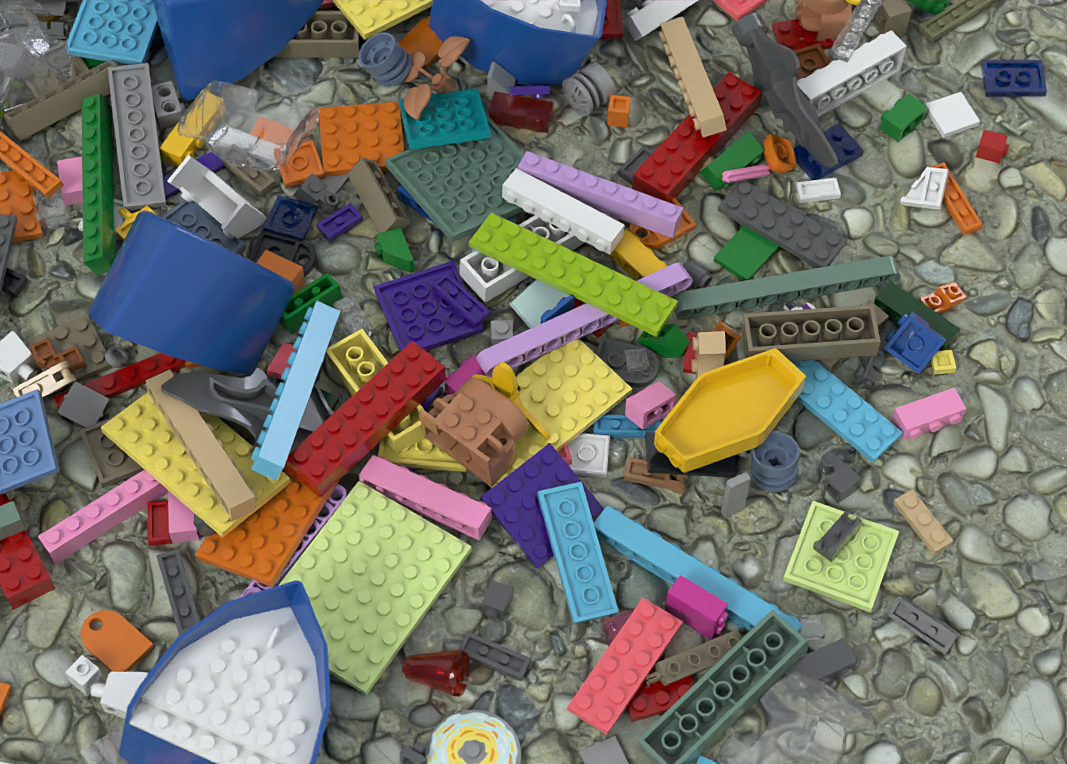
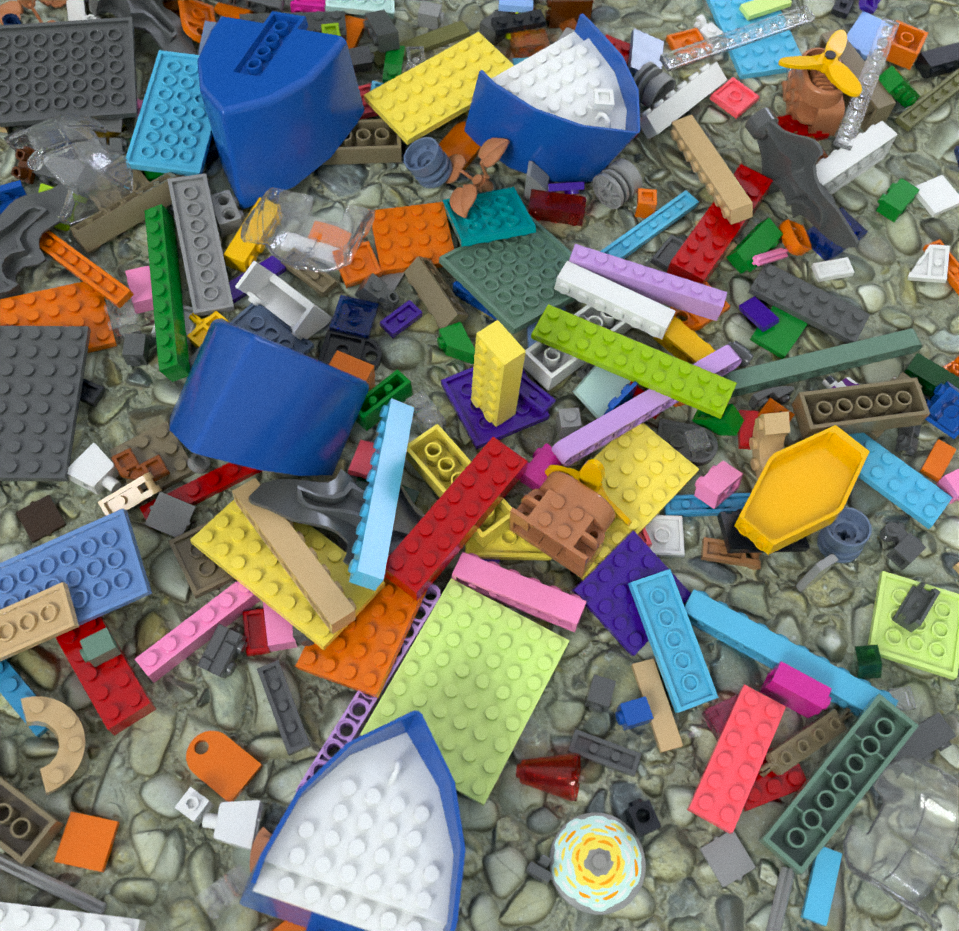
camera: 10 degrees left, 5 degrees up
(62, 241) = (136, 349): none -> dark grey brick
(124, 536) = (222, 651): none -> dark grey brick
(421, 279) = (497, 373): none -> light yellow brick
(523, 727) = (652, 823): none -> black brick
(529, 621) = (634, 713): none -> blue brick
(555, 616) = (663, 724): none -> tan tile
(622, 136) = (652, 226): none -> medium azure plate
(725, 233) = (758, 314): none -> dark purple tile
(731, 317) = (780, 394): none -> dark grey slope
(778, 586) = (867, 661): none -> clear green brick
(896, 394) = (937, 460): none -> orange tile

